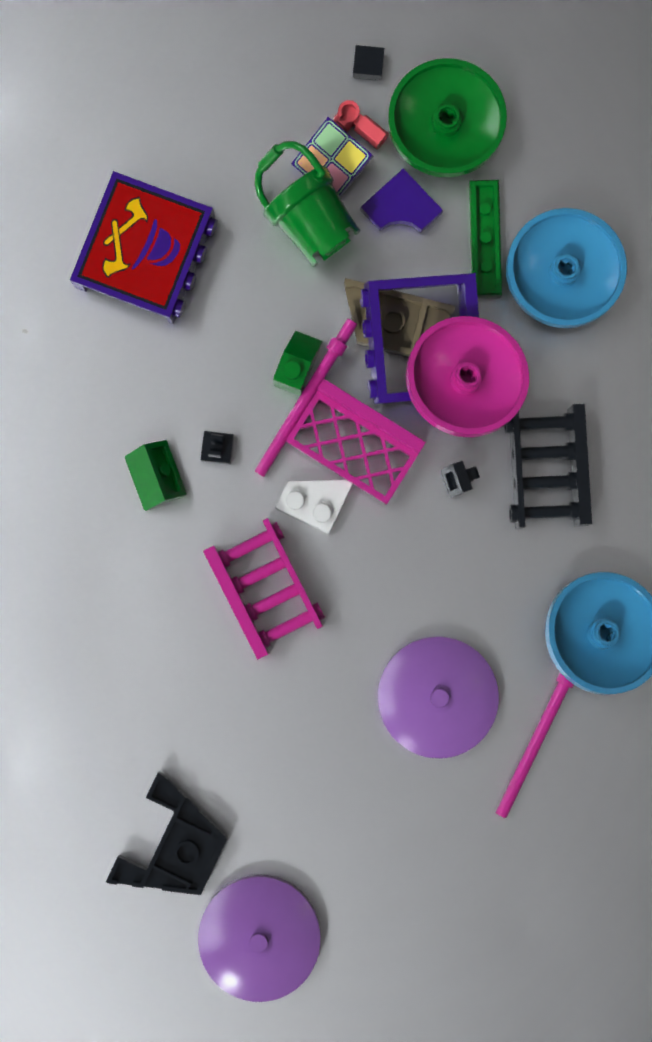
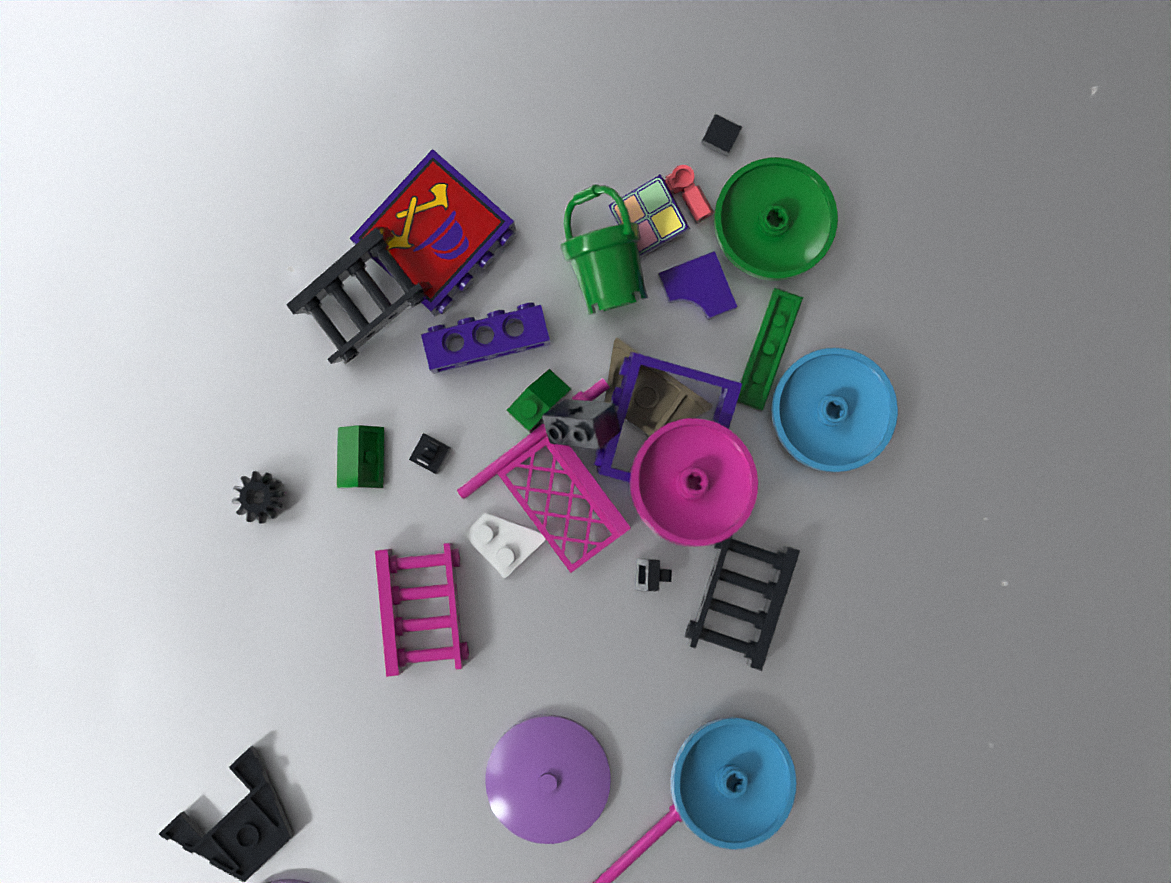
camera: 20 degrees right, 0 degrees up
(70, 327) = (331, 283): none -> black fence
(77, 533) = (247, 495): none -> black gear
(222, 340) = (438, 337): none -> dark purple brick
(346, 362) = (581, 423): none -> black brick

